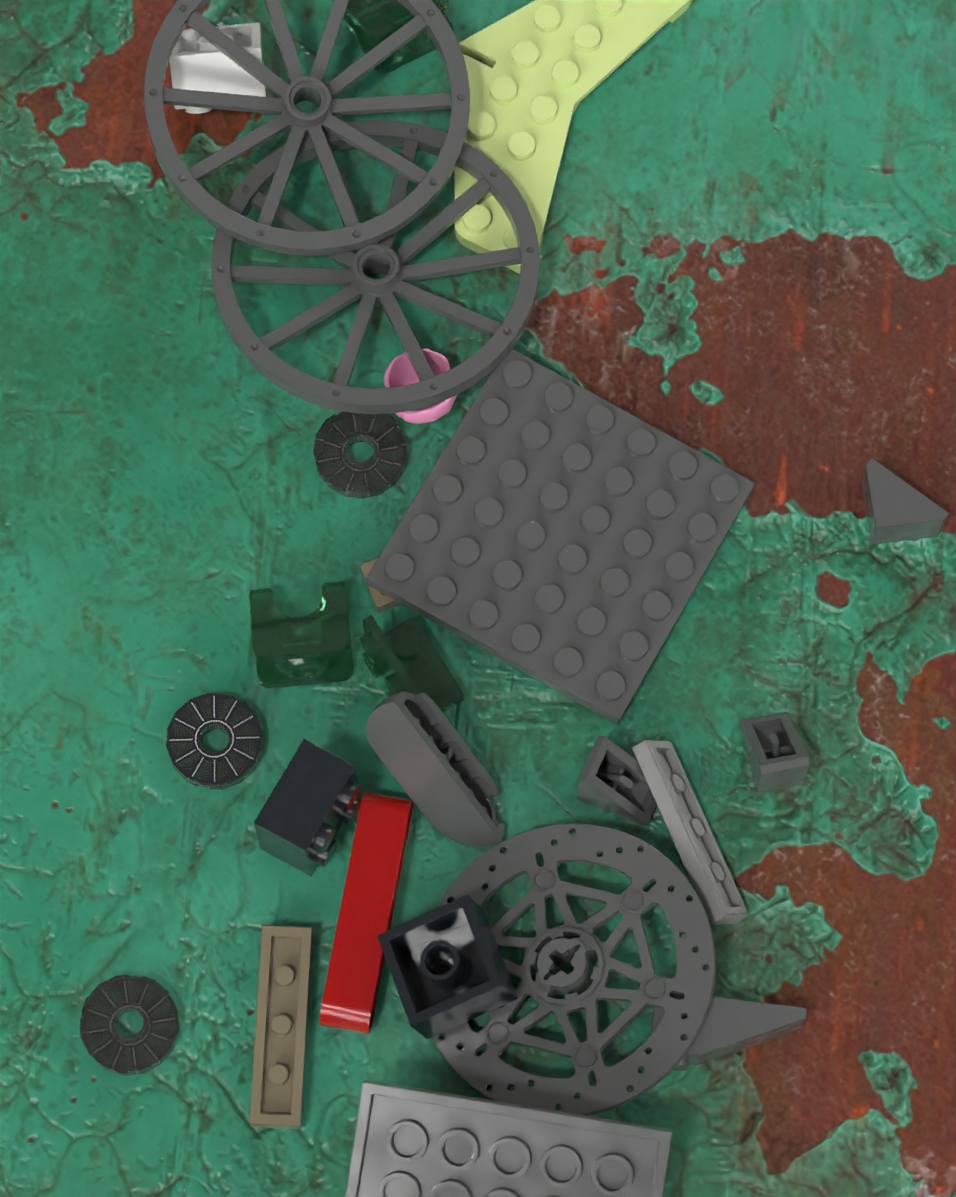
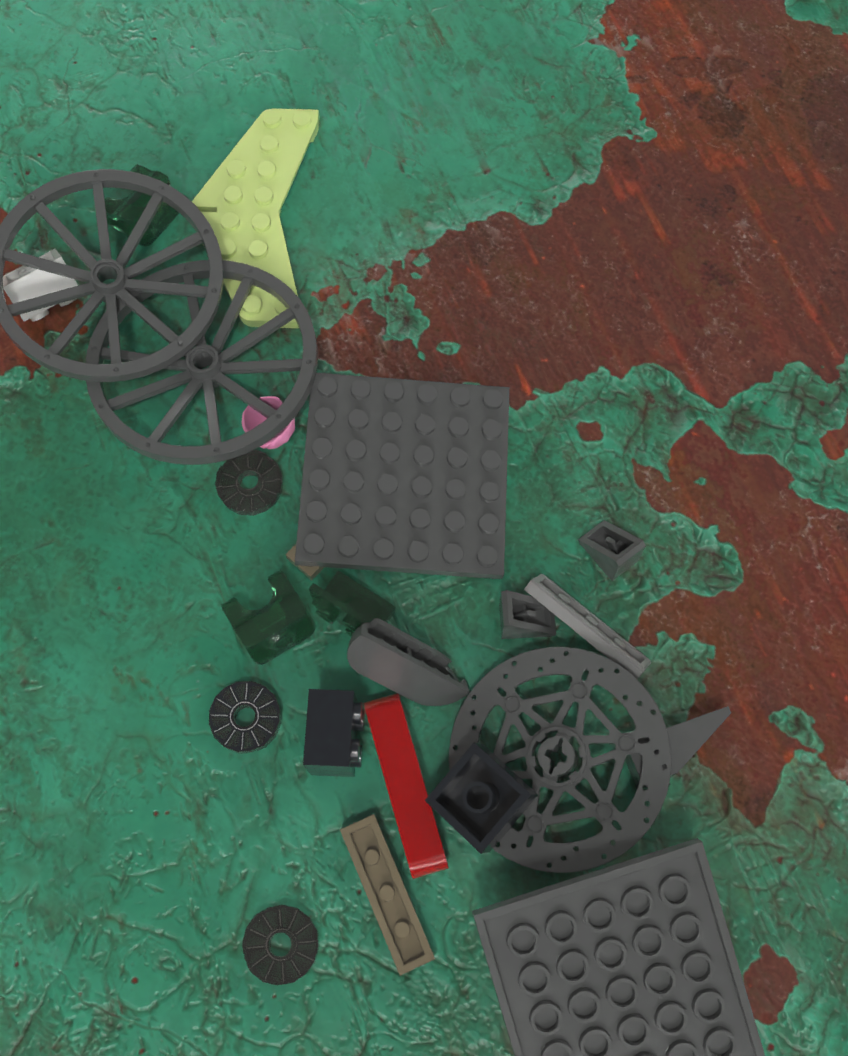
camera: 25 degrees left, 0 degrees up
(897, 509) = (603, 362): dark grey slope -> none

